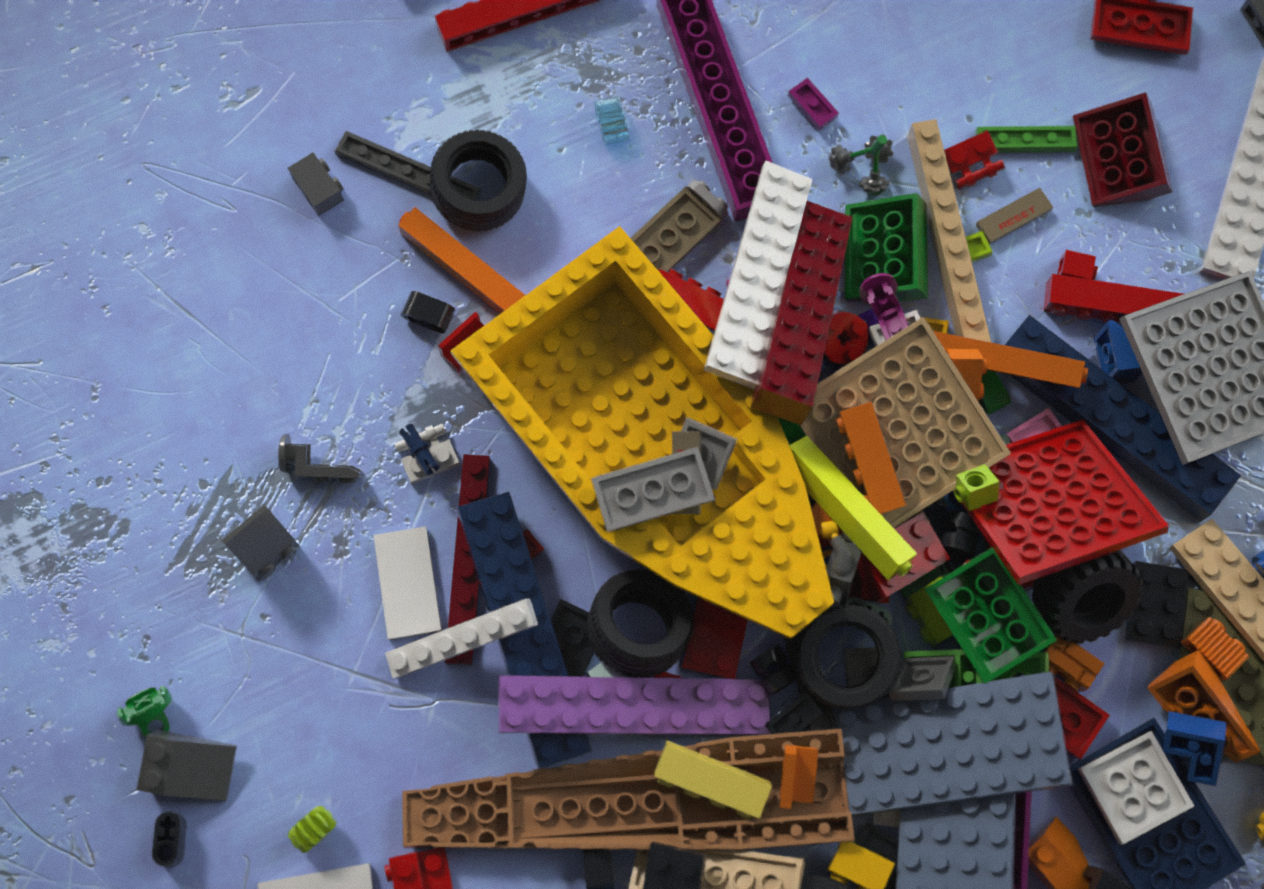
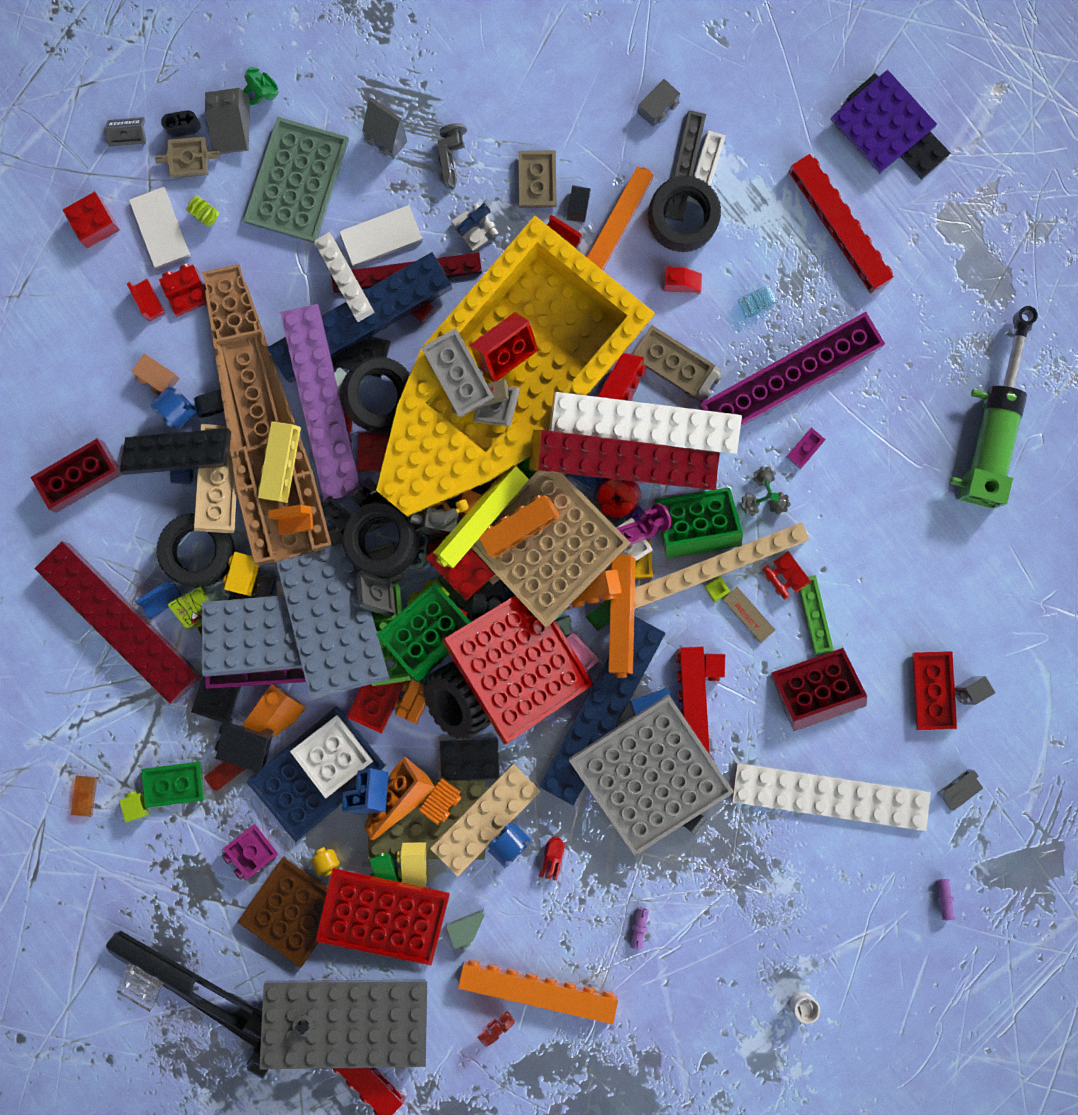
camera: 85 degrees right, 10 degrees up
(222, 839) = (187, 157): none -> dark tan plate
(297, 686) = (296, 180): none -> sand green plate
(379, 358) = (537, 179): none -> dark tan plate
(406, 141) = (708, 159): none -> white tile
(562, 206) = (682, 280): none -> red slope
(623, 425) = (504, 347): none -> red brick
(976, 487) = (521, 605): lime brick -> none

